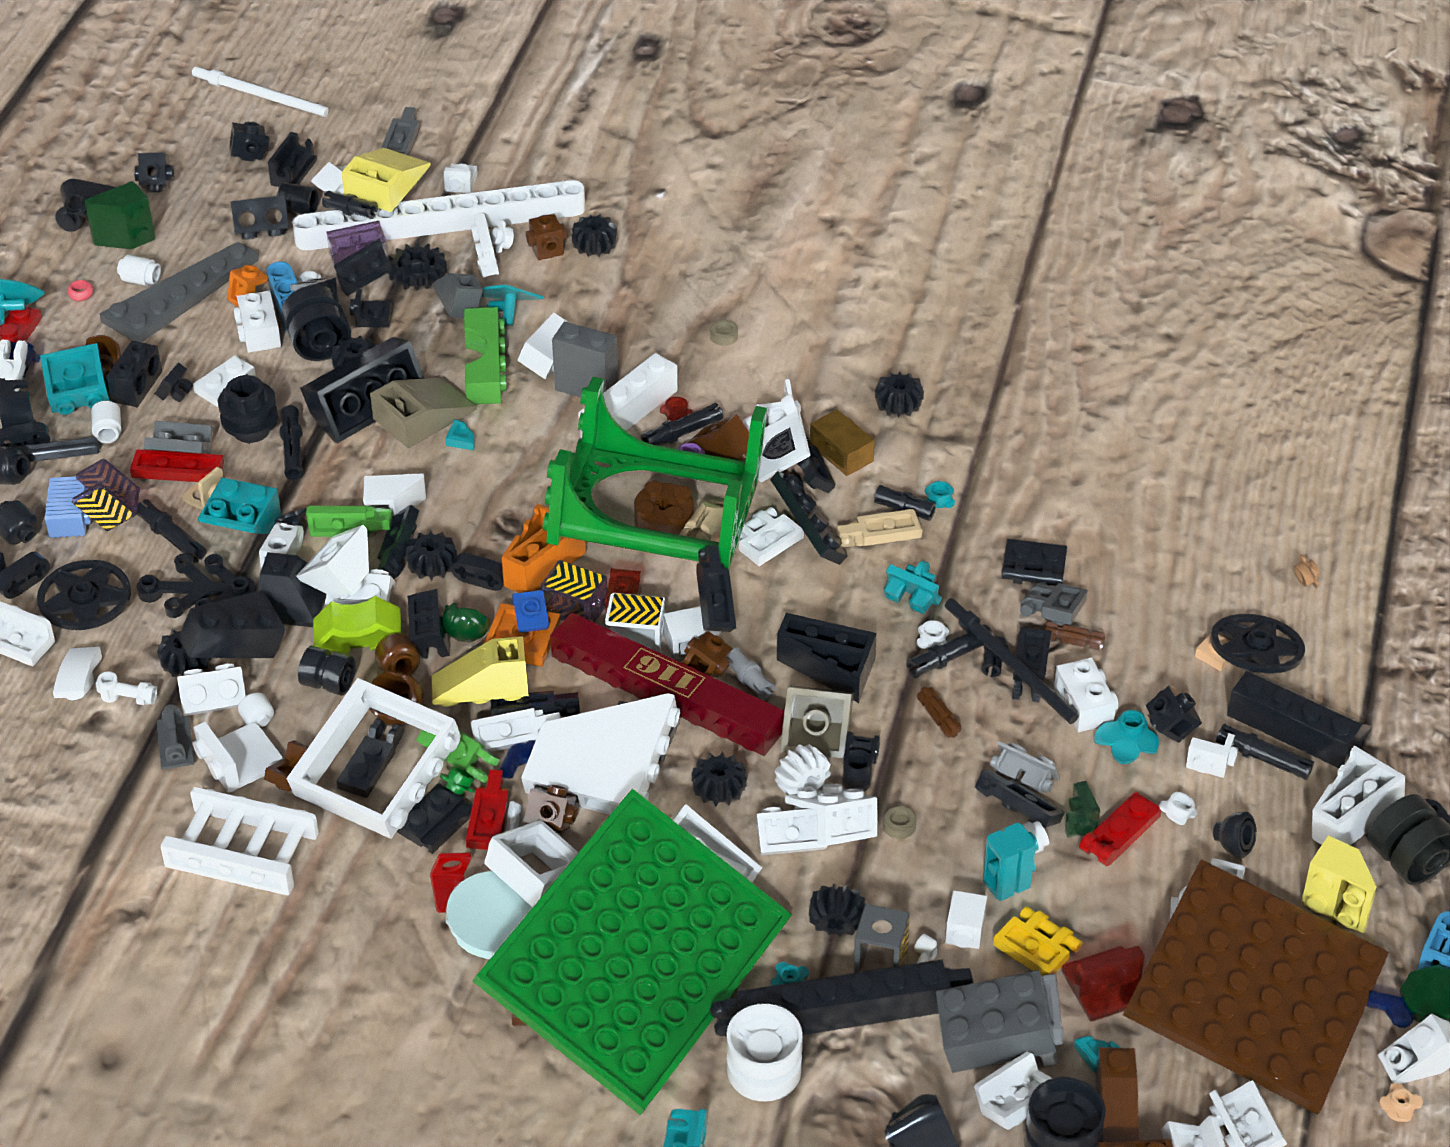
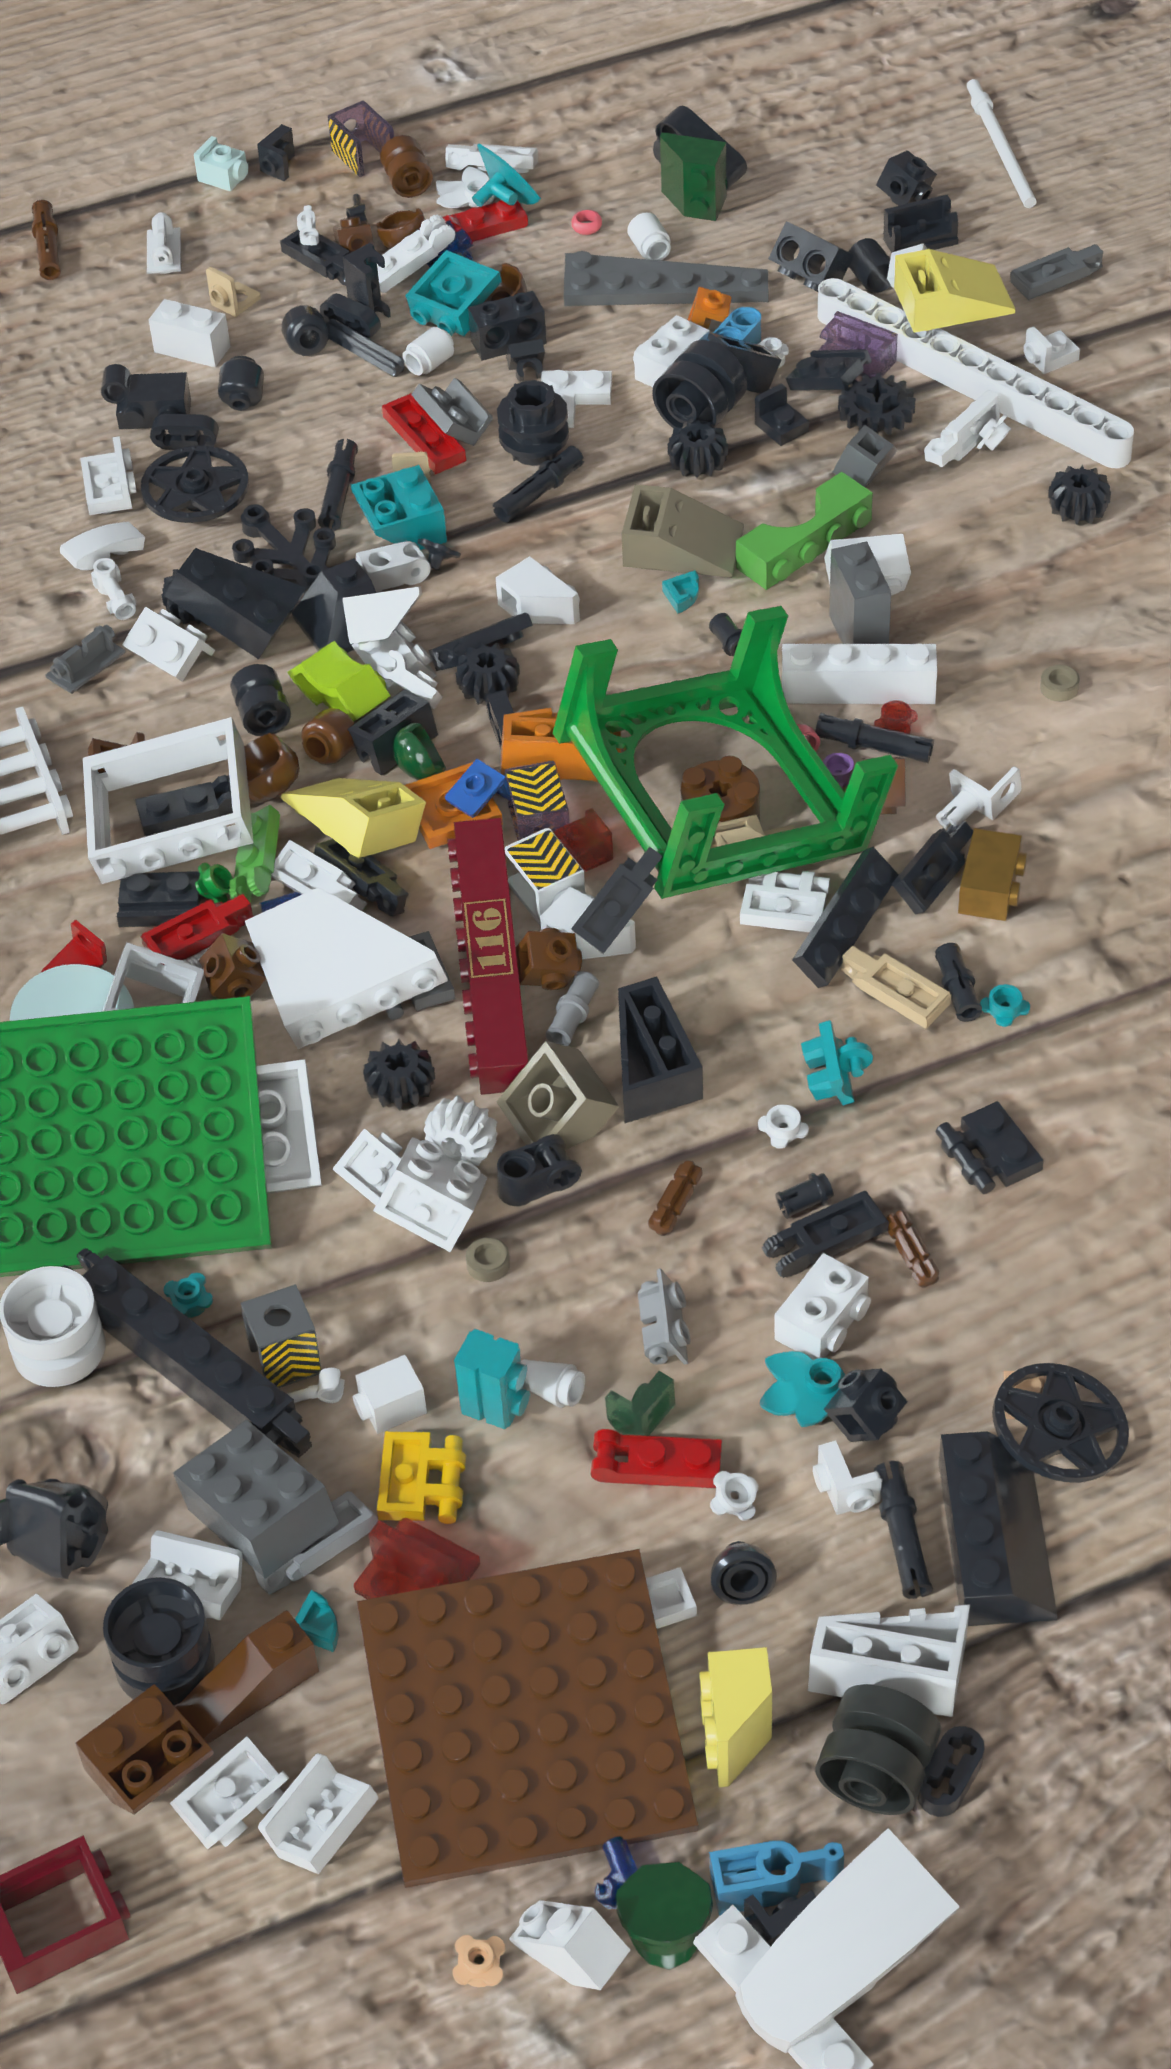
camera: 55 degrees right, 5 degrees up
(61, 514) = (296, 400): medium blue brick -> none
(109, 495) = (336, 403): piece -> none
(147, 165) = (788, 153): black brick -> none
(236, 756) = (98, 711): white bracket -> none
(256, 709) = (172, 688): white piece -> none
(333, 520) = (470, 587): bright green hinge -> none
(342, 396) = (617, 463): black slope -> none
(349, 204) = (884, 298): black pin -> none
(399, 592) = (420, 685): none -> white plate
(510, 295) = (898, 497): teal shield -> none
(527, 436) = (726, 632): none -> black pin
(546, 236) = (1030, 462): reddish brown brick -> none
(783, 441) = (929, 819): white flag -> none
(836, 909) = (295, 1263): black gear -> none
(899, 394) = (1120, 875): black gear -> none
(939, 656) = (754, 1148): black pin -> none
(971, 623) = (814, 1143): black bar -> none
(1018, 798) = (608, 1343): black hinge -> none
(1056, 603) = (935, 1198): dark grey plate -> none

